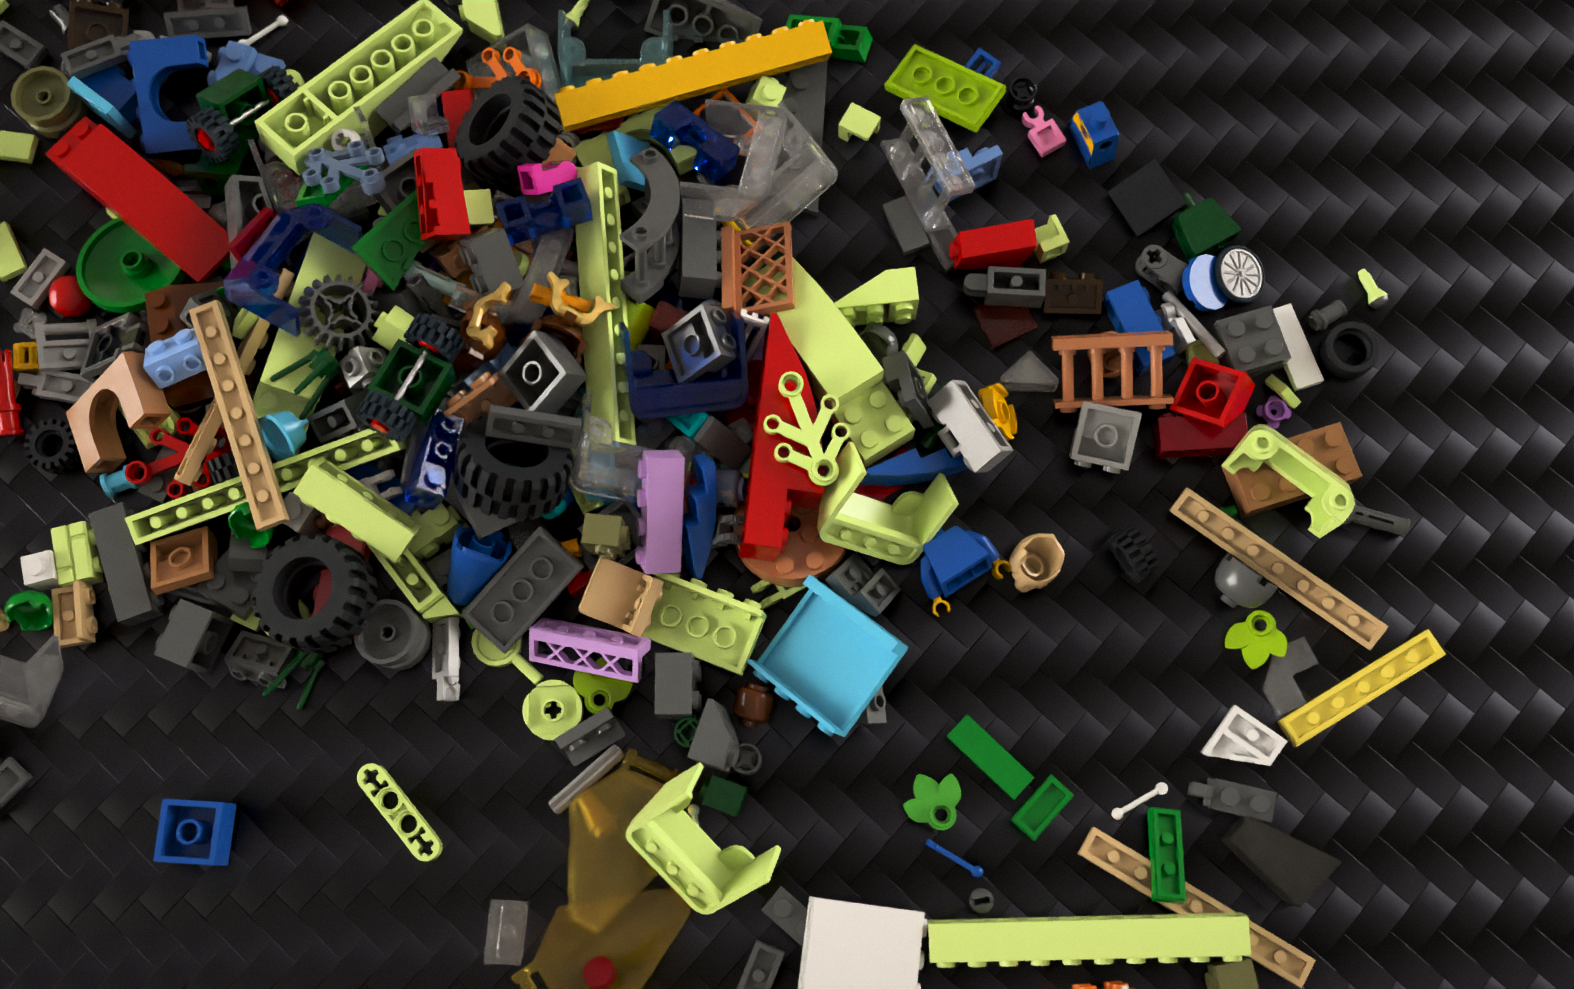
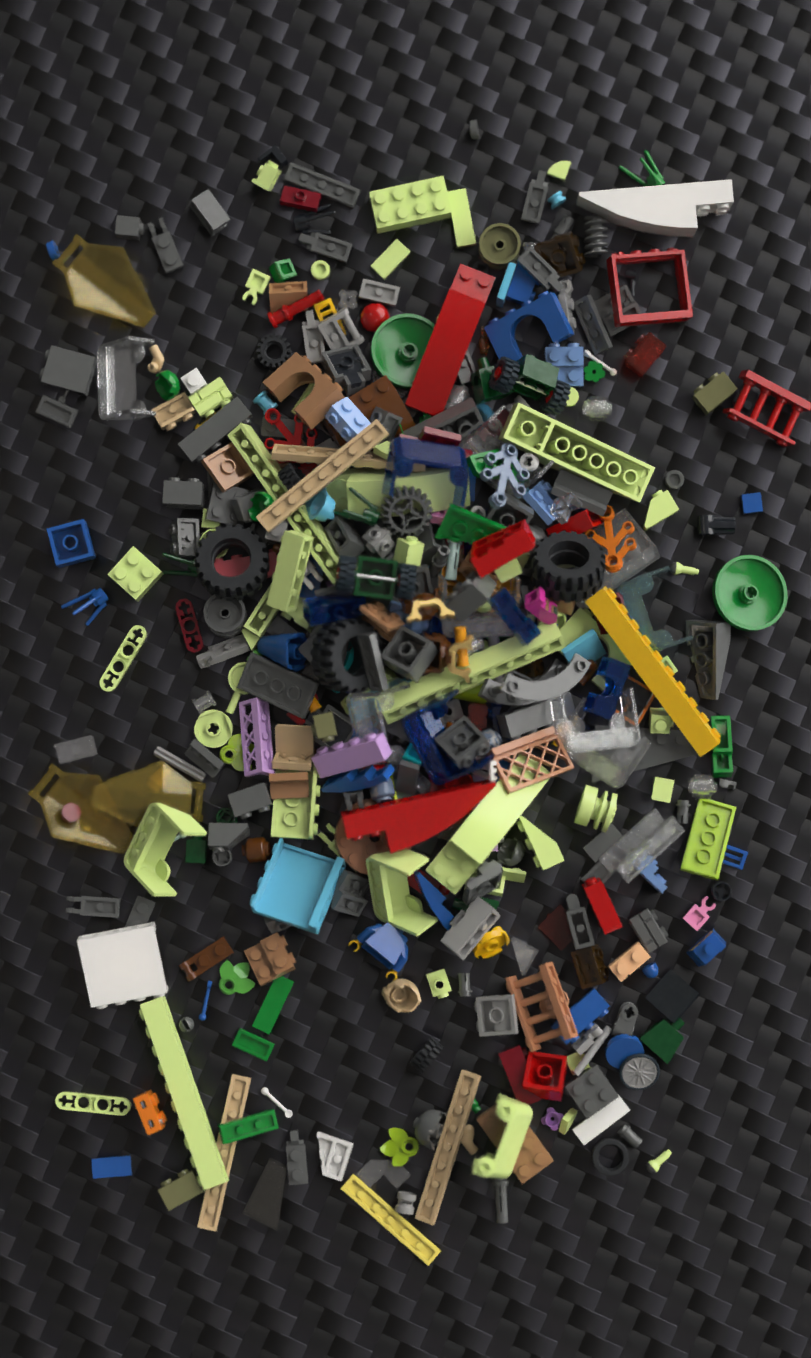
camera: 70 degrees right, 10 degrees up
(25, 17) = (556, 199): none -> medium azure bush
(270, 37) = (593, 366): none -> green plant
(281, 749) = (135, 573): none -> yellowish green brick
(294, 821) = (97, 597): none -> blue plant
(318, 51) = (596, 408): none -> clear head
(370, 687) = (180, 613): none -> dark red beam
(509, 710) = (204, 702): none -> clear bush
(674, 622) = (289, 785): none -> medium nougat panel
(809, 434) = (422, 833): yellowish green plant -> none
(855, 212) = (596, 808): none -> yellowish green wheel
(872, 74) = (702, 786): none -> clear head
(878, 47) = (726, 784): none -> dark grey tile
(891, 835) = (207, 958): none -> reddish brown plate
(892, 109) = (682, 810): none -> dark grey pin
(922, 737) = (270, 959): none -> medium nougat plate
(1025, 512) = (435, 976): none -> yellowish green brick
(1046, 199) = (647, 930): none -> dark grey brick
(1046, 471) = (464, 985): none -> dark grey pin
(1050, 240) = (623, 939): yellowish green panel -> none
(1085, 241) = (629, 961): none -> light nougat brick
(1101, 216) = (650, 970): none -> blue hinge
(1274, 537) = (467, 1139): none -> tan arm
(1343, 656) = (405, 1202): none -> light grey wheel

